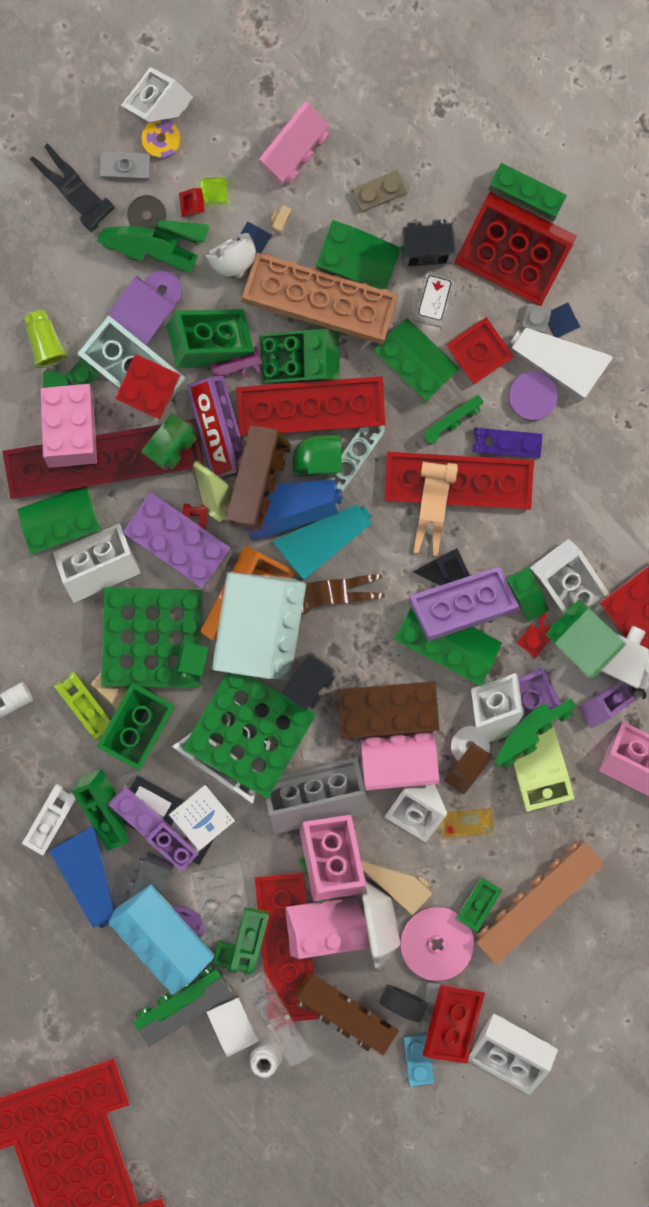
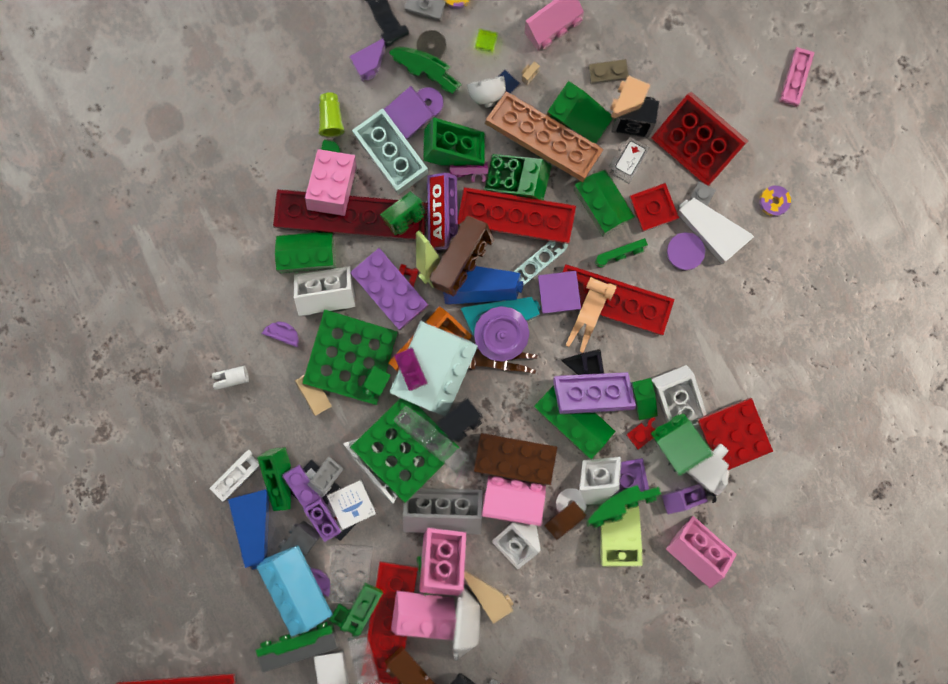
camera: 20 degrees right, 5 degrees down
(58, 628) = (283, 332): none -> medium lavender tile
(73, 255) = (368, 60): none -> medium lavender slope
(82, 374) = (353, 148): green plate -> none
(84, 705) = (286, 396): lime plate -> none
(136, 726) = (320, 421): green slope -> none
(148, 386) = (397, 167): red plate -> none
(161, 792) = (325, 476): none -> light grey plate
(188, 231) = (458, 63): green slope -> none
(191, 202) = (467, 44): red plate -> none
(231, 634) = (410, 369): none -> magenta plate
(278, 712) = (430, 438): none -> clear slope
(318, 456) = (511, 253): green brick -> none
(331, 560) = (501, 333): none -> medium lavender piece
(389, 489) = (559, 292): none -> medium lavender tile
(416, 229) = (631, 96): none -> light nougat slope
(436, 963) = (491, 648): bright pink piece -> none
(468, 822) = (554, 563): clear yellow tile -> none
(478, 904) = (546, 628): green plate -> none
(508, 443) = (658, 281): dark purple plate -> none
(527, 192) = (719, 98): green brick -> none
(539, 901) = (594, 638): nougat brick -> none
(562, 320) = (722, 201): dark blue sticker -> none
(618, 136) = (797, 76): none -> bright pink tile
(637, 295) = (781, 195): none -> medium lavender piece

